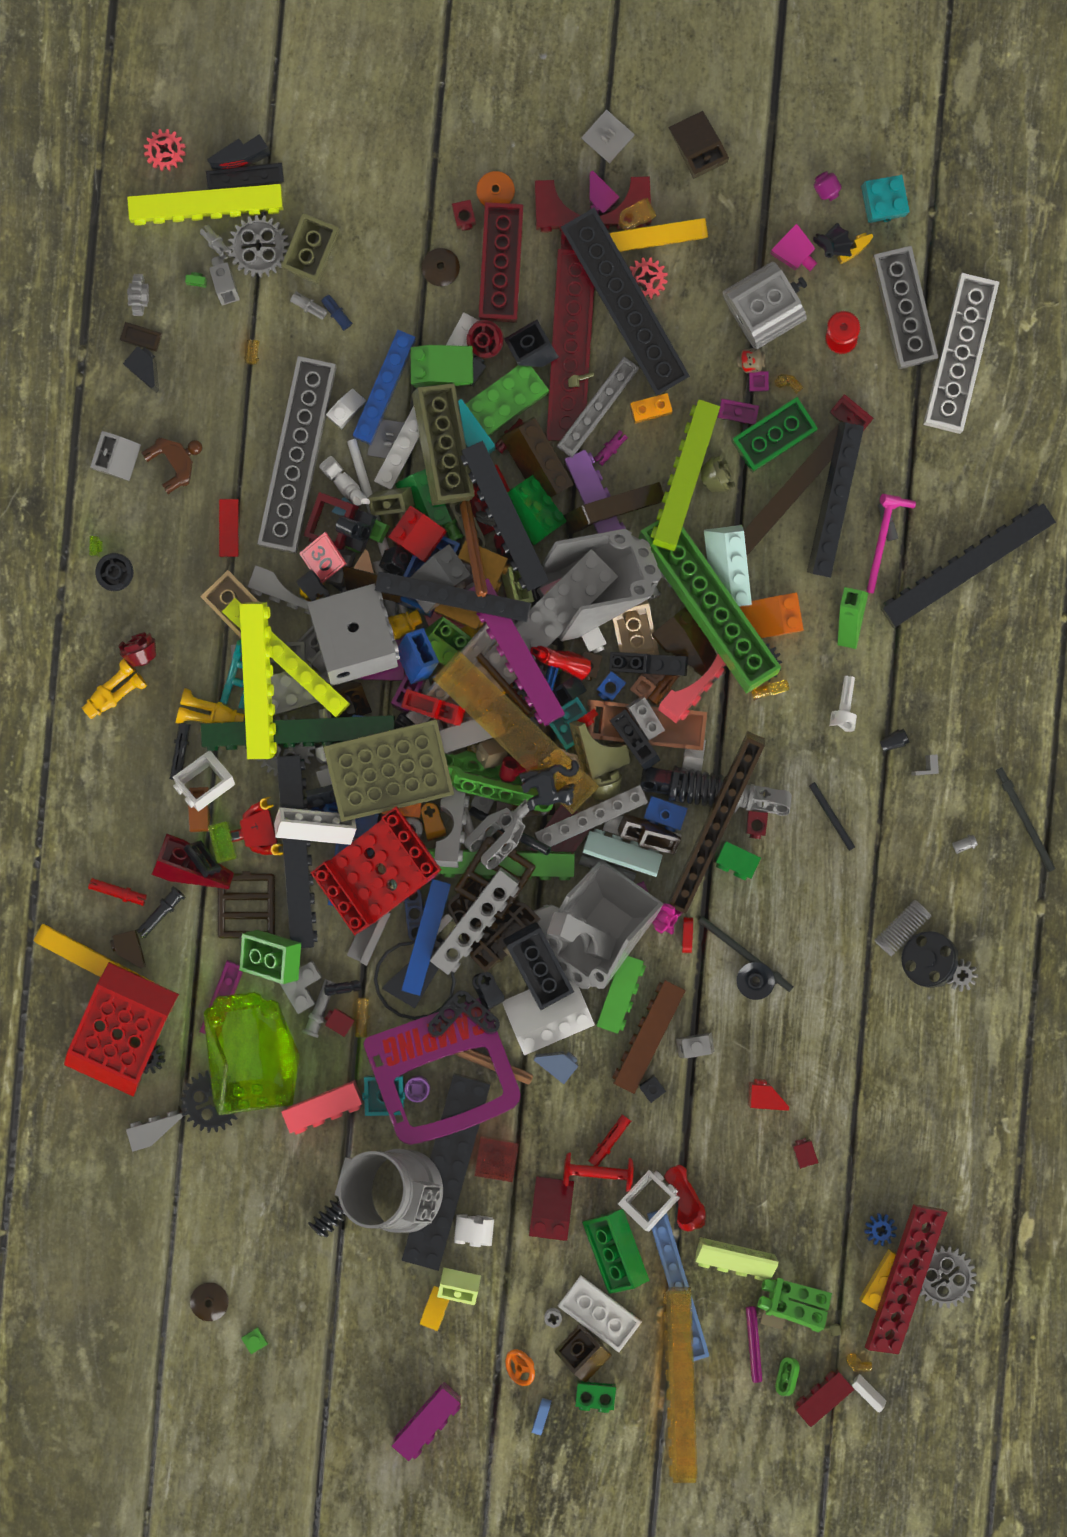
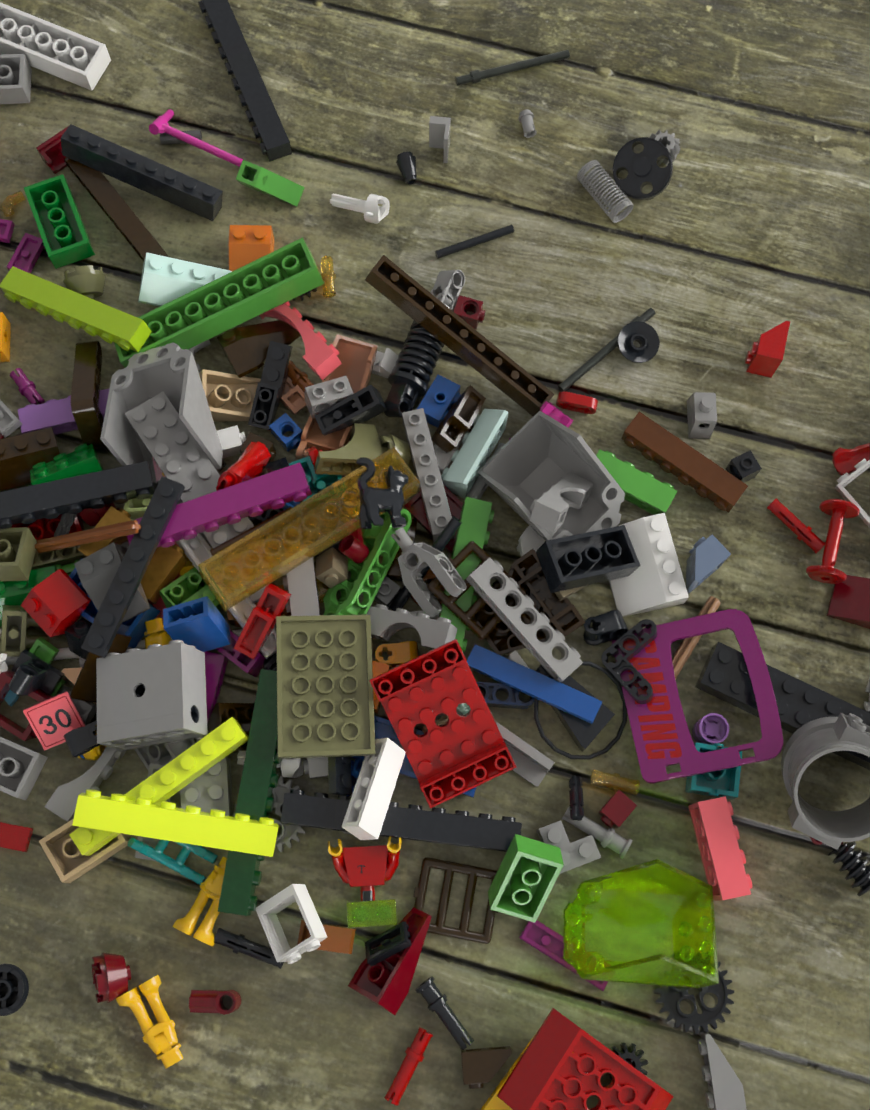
camera: 80 degrees left, 15 degrees down
(135, 731) = (212, 1001): none -> dark red piece
(496, 1158) = (805, 652): clear red brick -> none
(737, 860) = (507, 324): green brick -> none
(804, 1152) = (833, 326): dark red brick -> none

